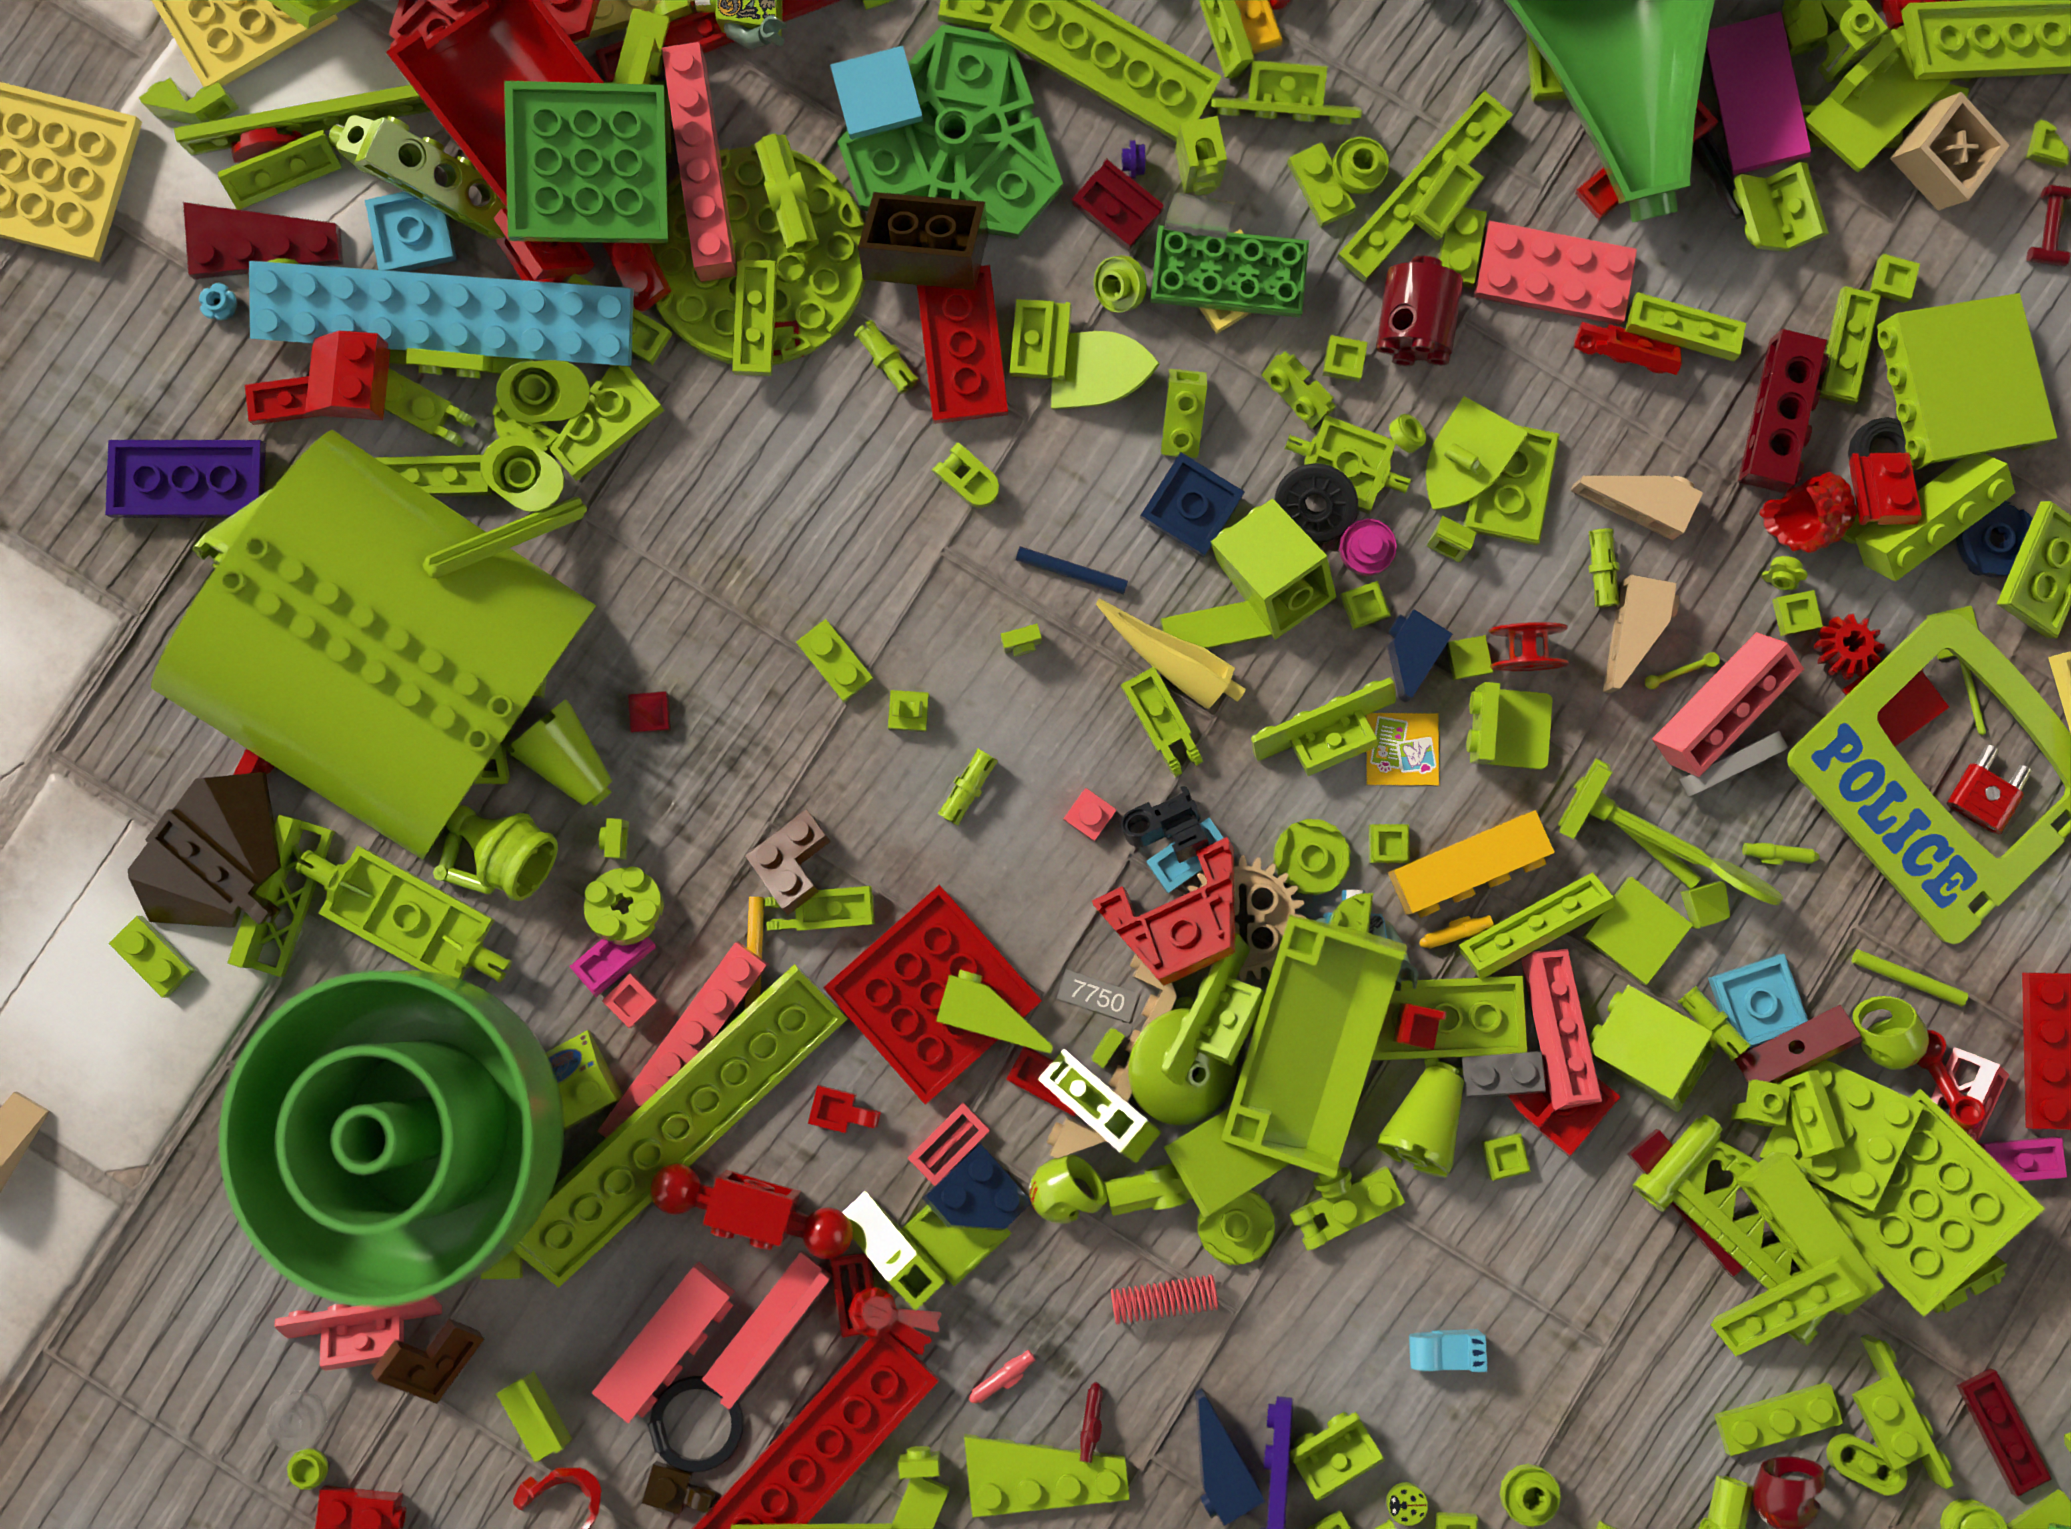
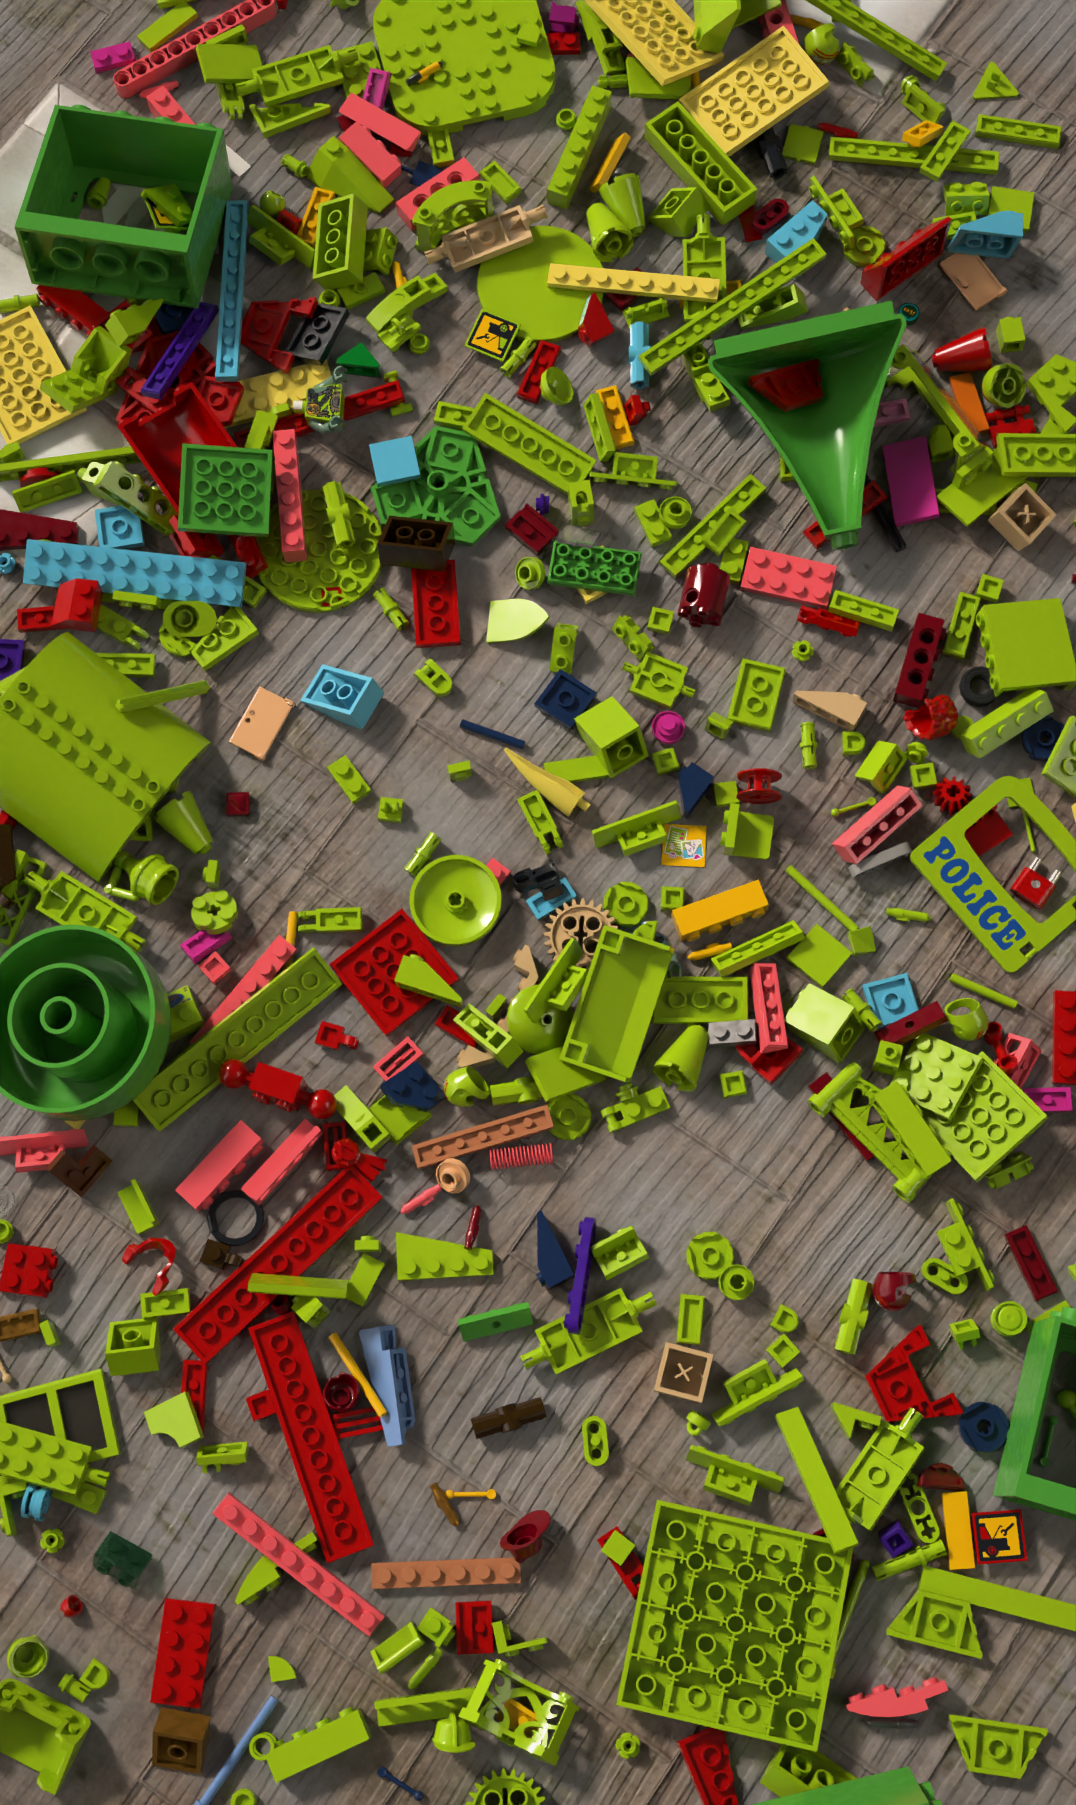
camera: 10 degrees right, 10 degrees down
(522, 473) = (174, 663): lime piece -> none
(682, 571) = (259, 729): none -> light nougat door
(754, 317) = (315, 583): lime plate -> none
(780, 861) = (309, 890): plate -> none
(815, 515) = (343, 695): none -> medium azure slope
(1029, 868) = (455, 900): none -> lime dish
(1040, 339) = (482, 602): lime plate -> none
(1053, 1339) = (453, 1175): none -> light nougat plate
(1097, 996) = (493, 980): light grey sticker -> none
(1099, 1271) = (483, 1136): none -> nougat plate
(1186, 930) = (543, 936): wing -> none
(1325, 482) = (650, 693): black wheel -> none
(1406, 1503) = (662, 1286): lime tile -> none
(1407, 433) = (695, 663): lime tile -> none
(1418, 1025) = (682, 999): red panel -> none
(1448, 1350) = (691, 1195): medium azure leg -> none
(1469, 454) = (731, 677): lime shield -> none
(1481, 1446) = (709, 1255): none -> lime tile
(1581, 410) = (802, 656): none -> lime plate
(1590, 801) = (792, 877): lime piece -> none
(1638, 622) = (829, 775): tan slope -> none
(1675, 559) = (852, 743): none -> lime tile
(1726, 597) = (882, 765): none -> lime panel
(1778, 1419) = (892, 1248): lime plate -> none
(1780, 209) = (920, 547): lime bracket -> none
(1789, 1305) = (894, 1171): lime plate -> none
(1812, 1115) = (914, 1061): lime plate -> none
(1885, 488) = (974, 704): red plate -> none

